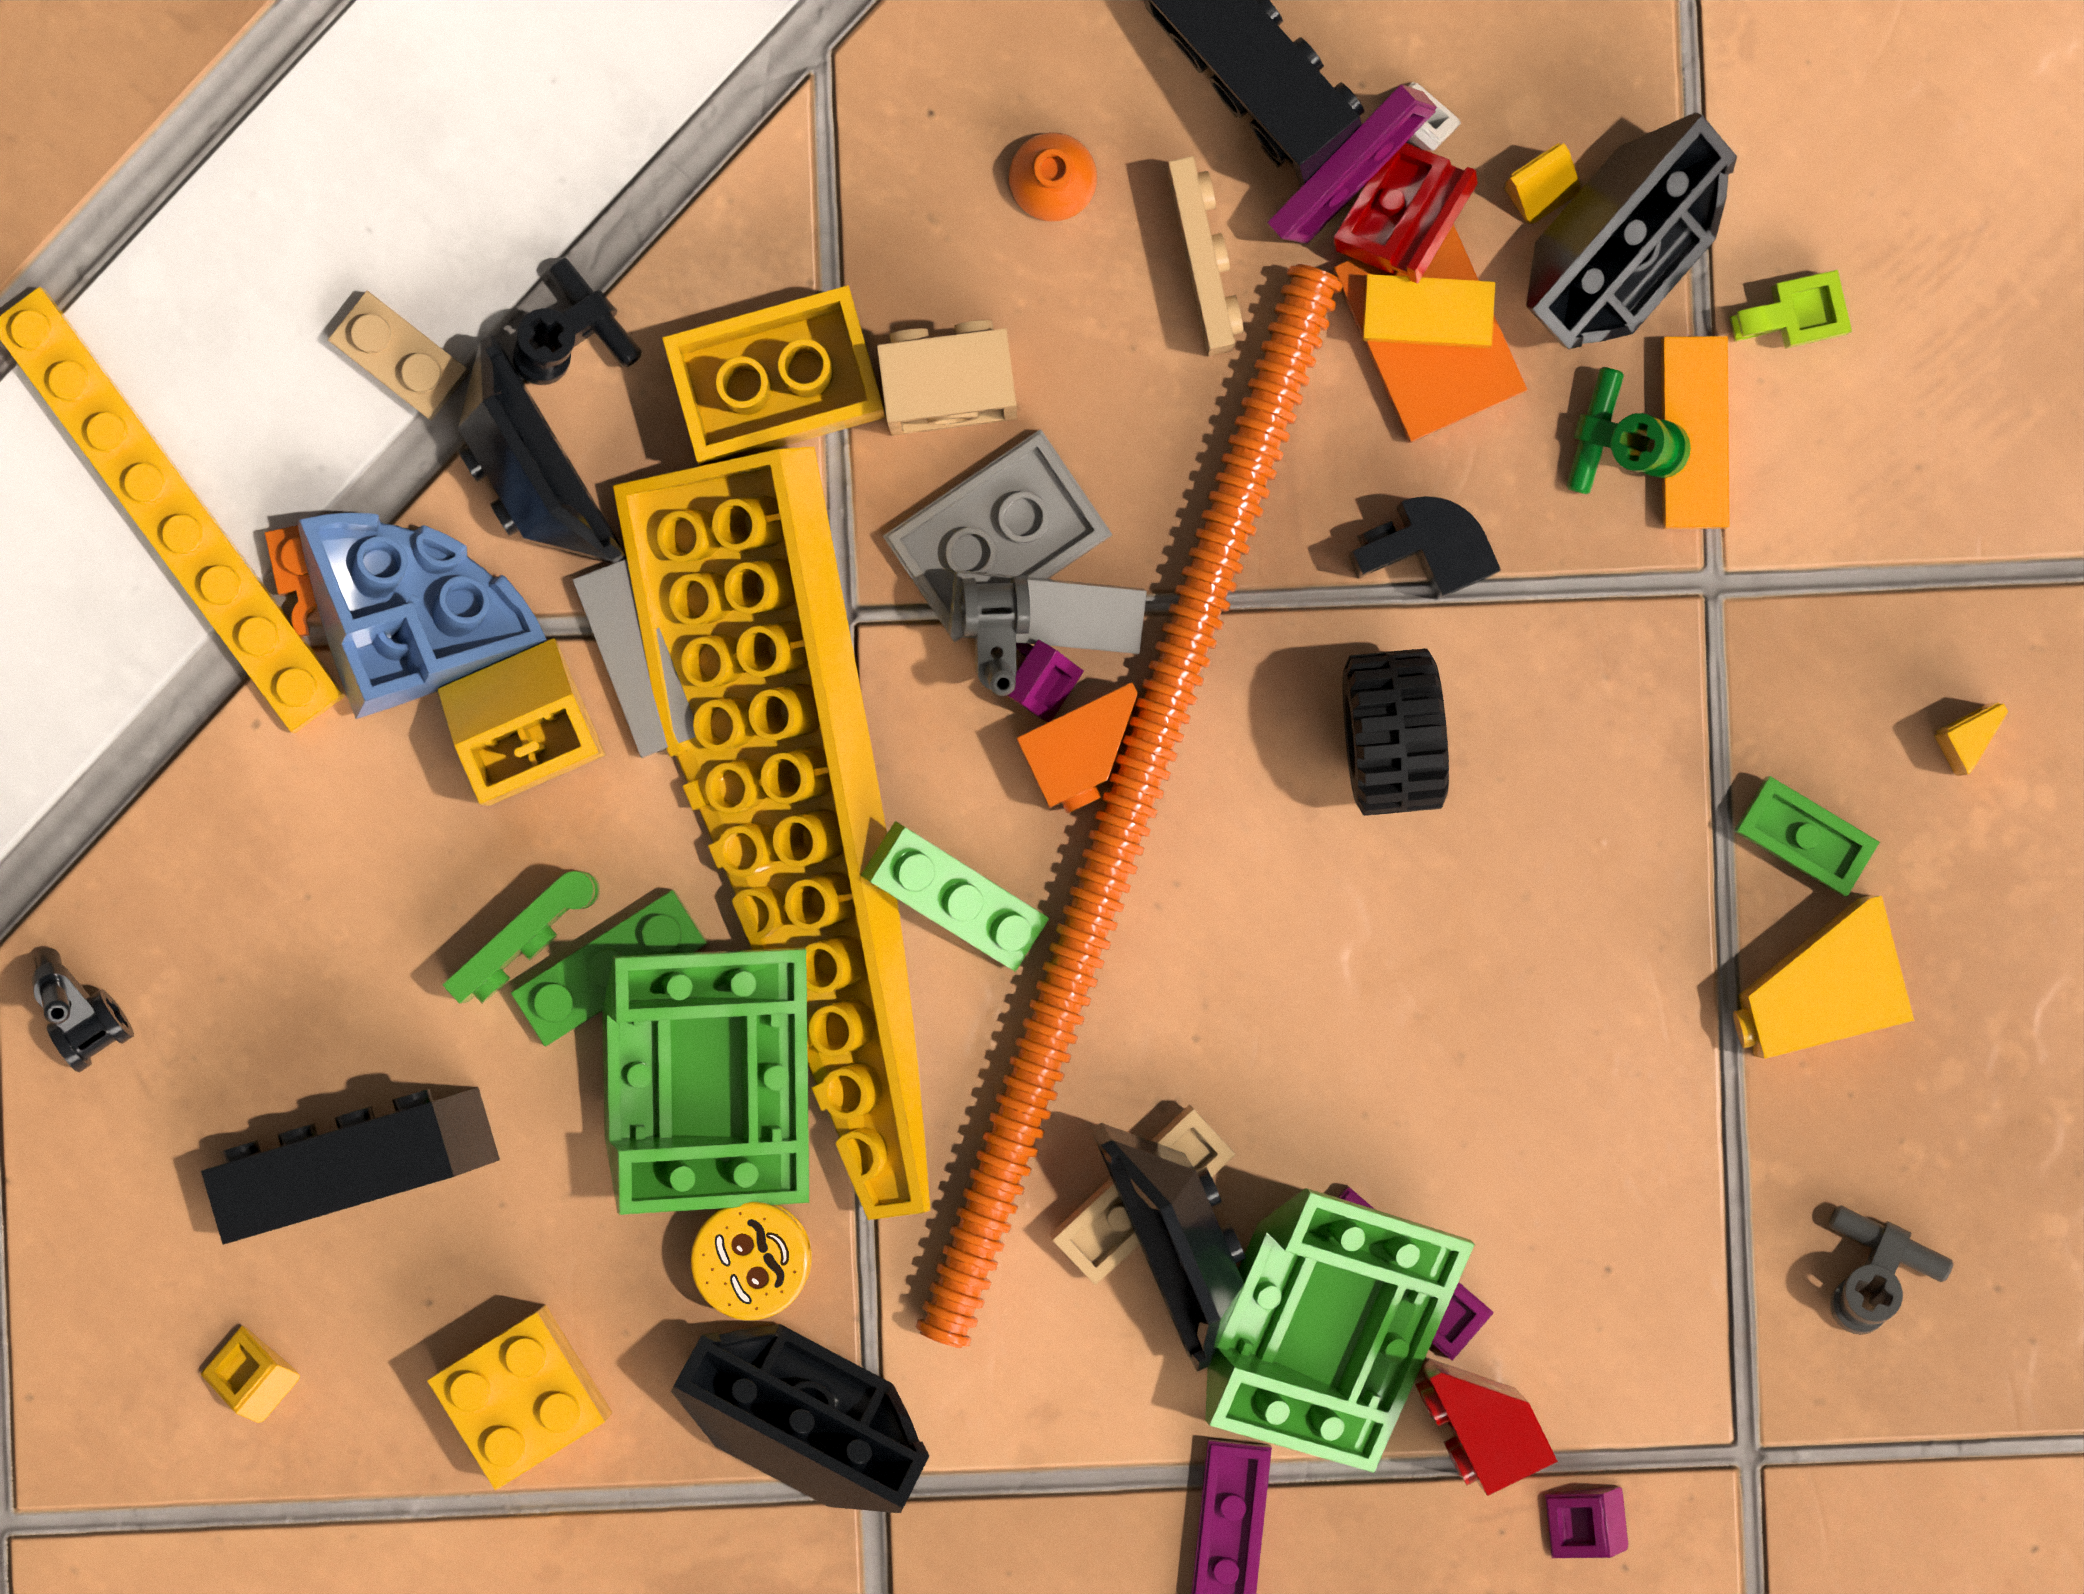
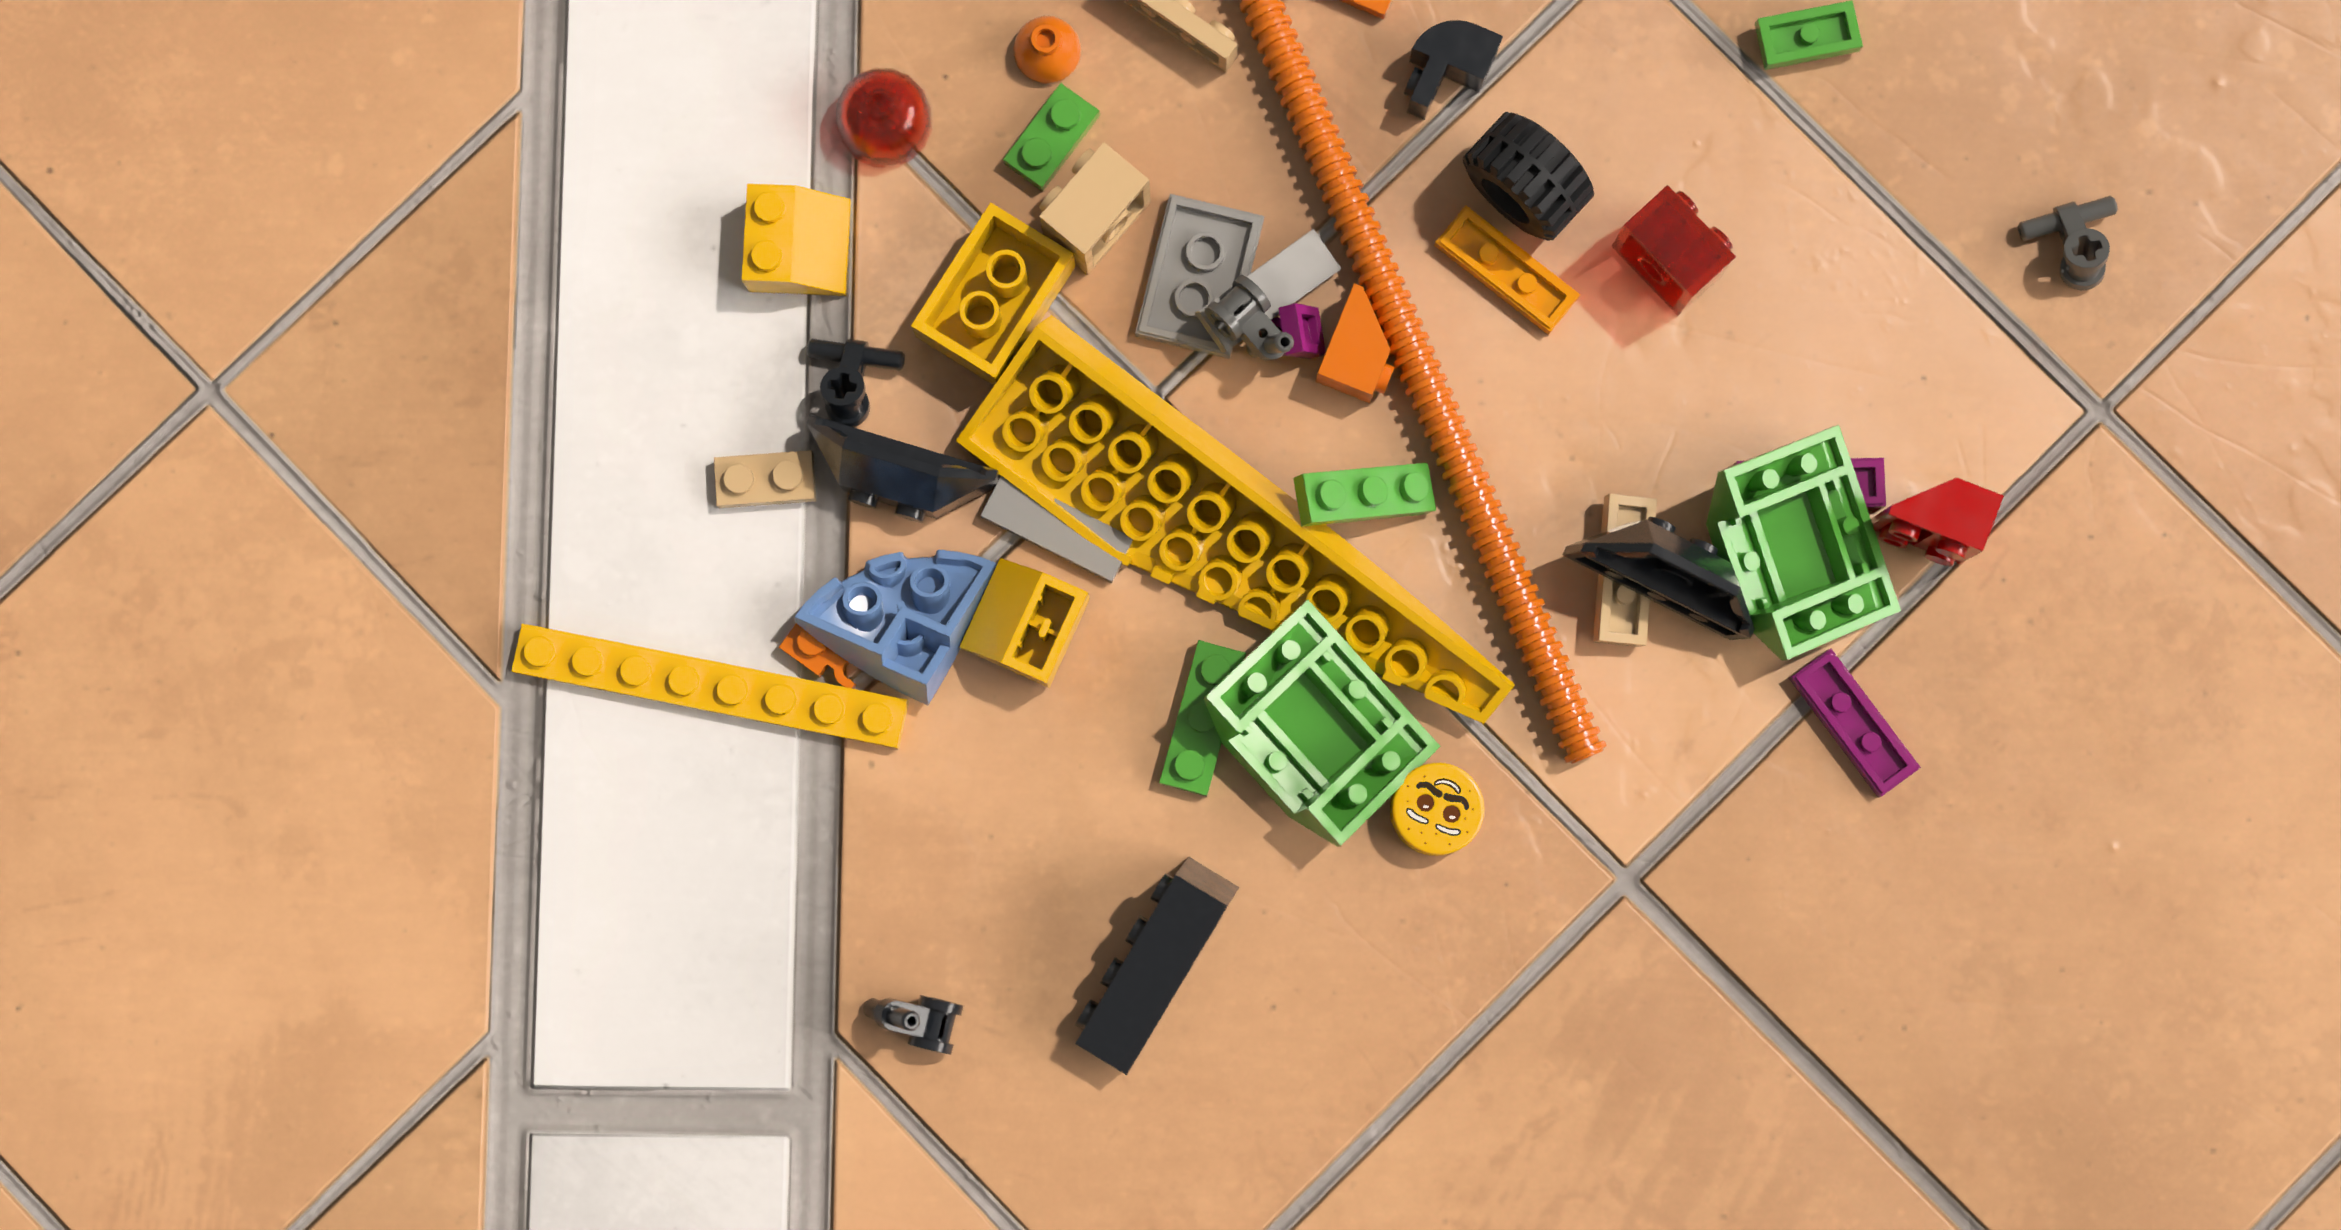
camera: 40 degrees left, 5 degrees down
(250, 1376) = (1208, 1143): yellow slope -> none
(520, 1397) = (1378, 1008): yellow brick -> none
(525, 934) = (1138, 740): bright green plate -> none
(634, 148) = (795, 240): none -> yellow slope
(803, 1417) = (1553, 871): black wedge -> none
(831, 101) = (883, 117): none -> clear red cylinder
(978, 268) = (1051, 137): none -> bright green plate
(1300, 799) = (1507, 270): none -> light orange tile
(1474, 931) = (1674, 249): none -> clear red brick
(1587, 1523) = (2046, 530): magenta slope -> none
(1828, 987) = (1898, 105): yellow slope -> none

